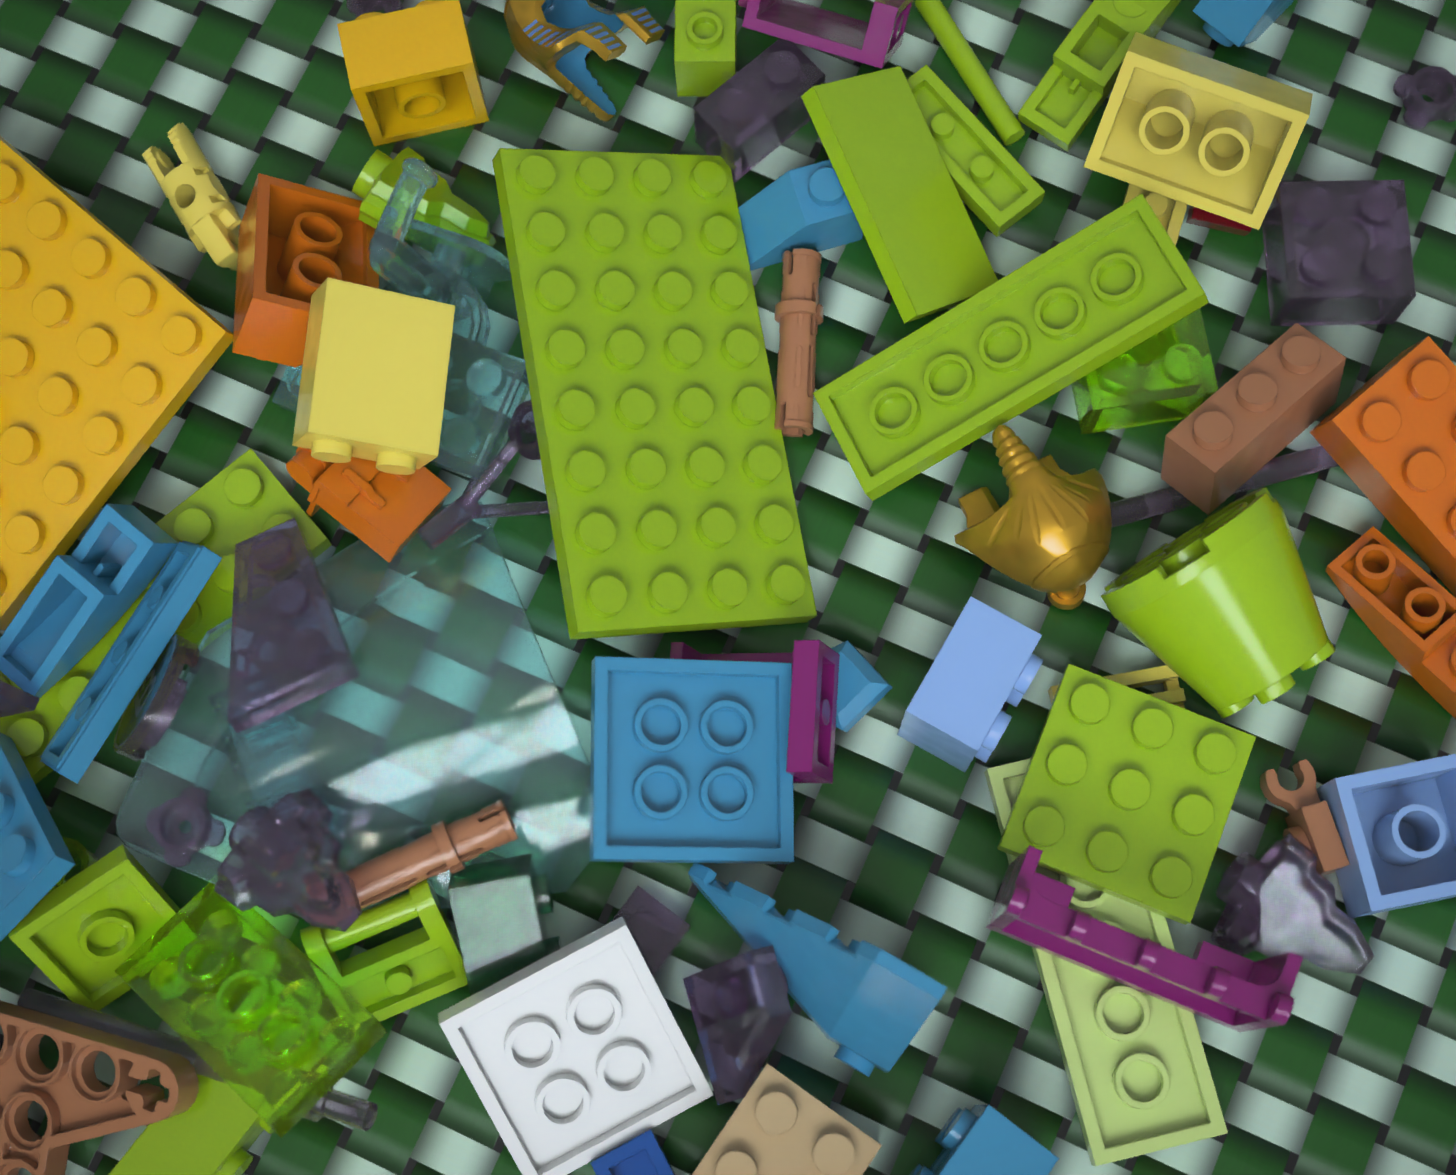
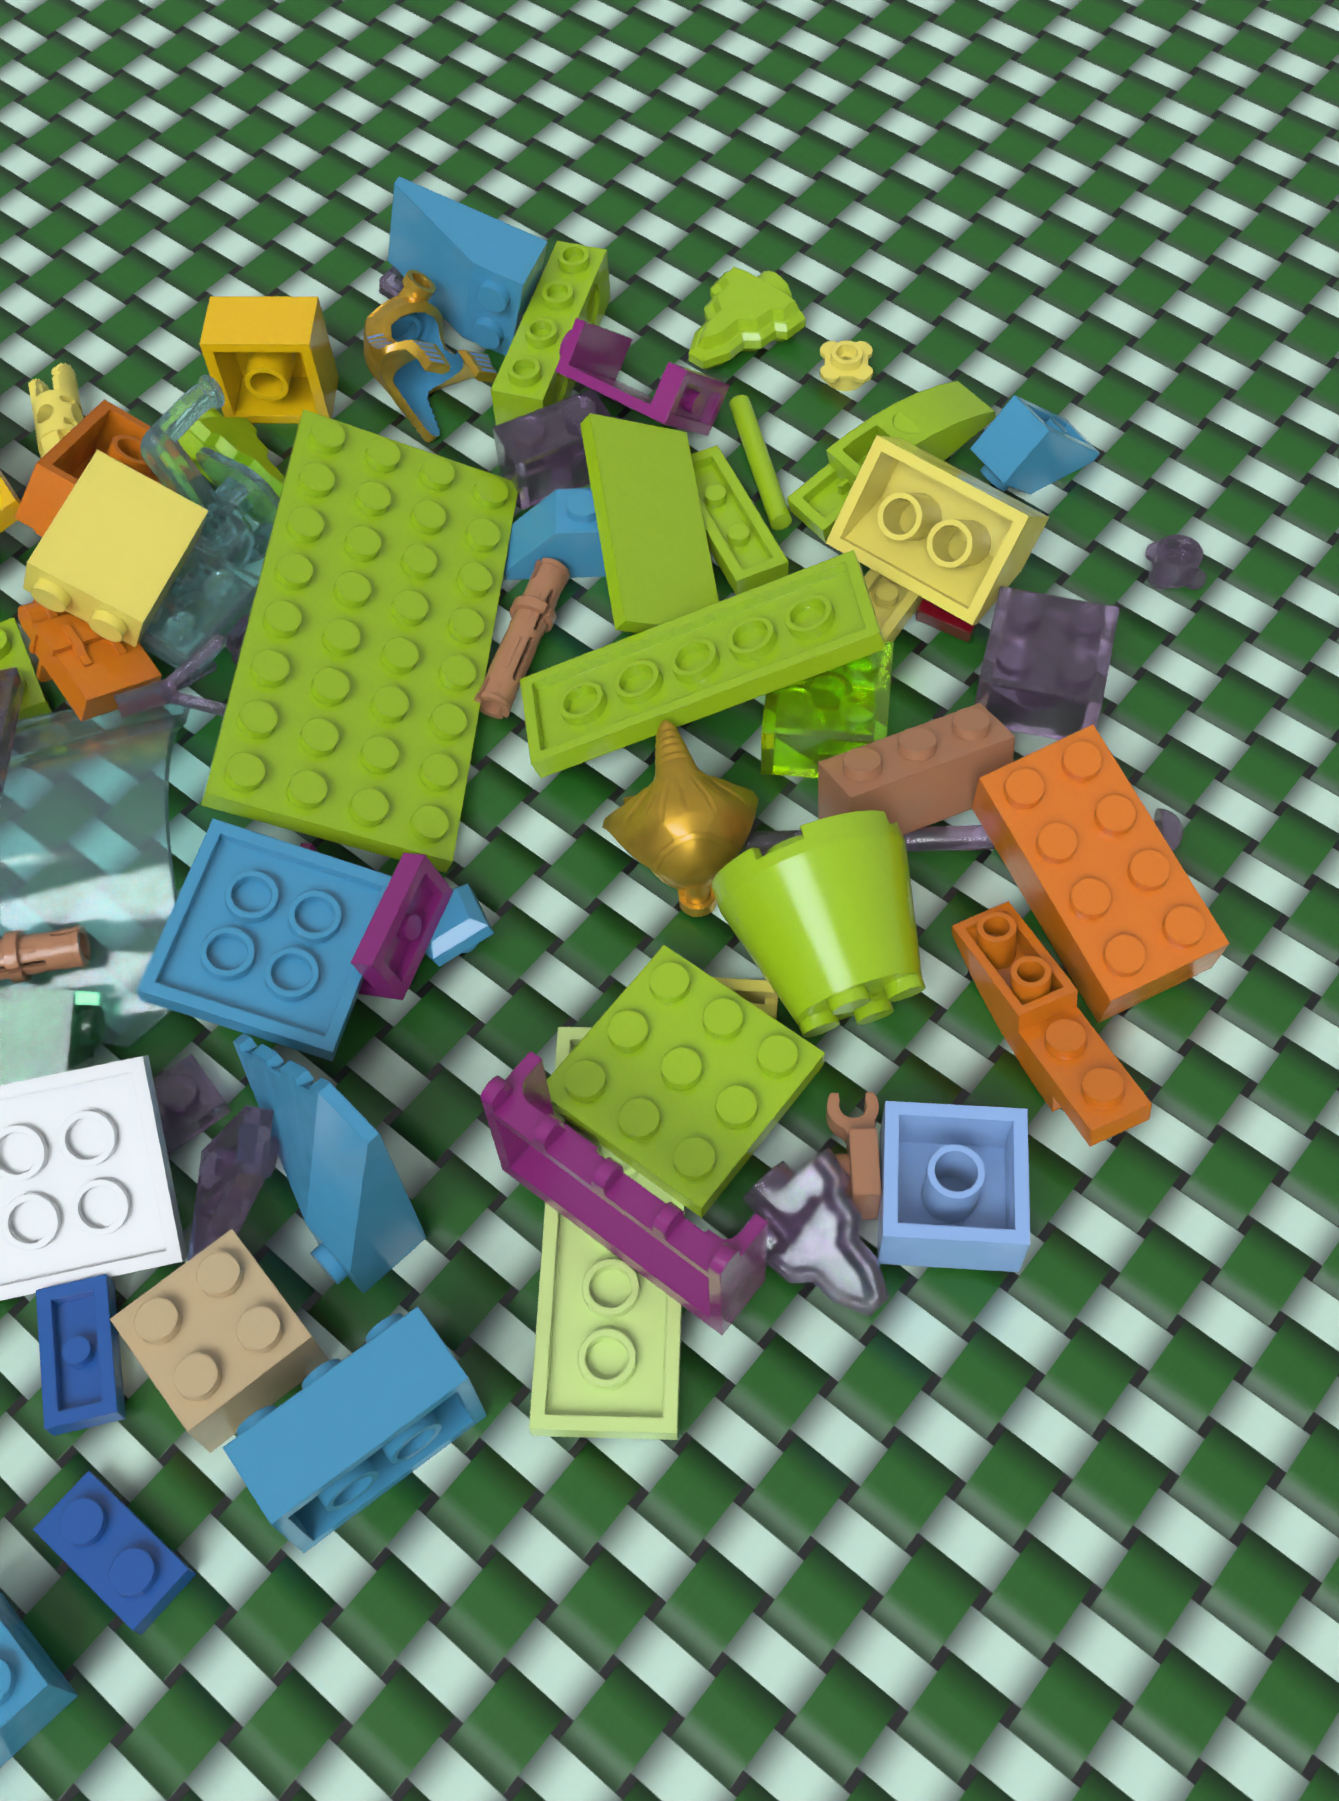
camera: 15 degrees right, 15 degrees down
(972, 677) = (560, 941): light blue brick -> none

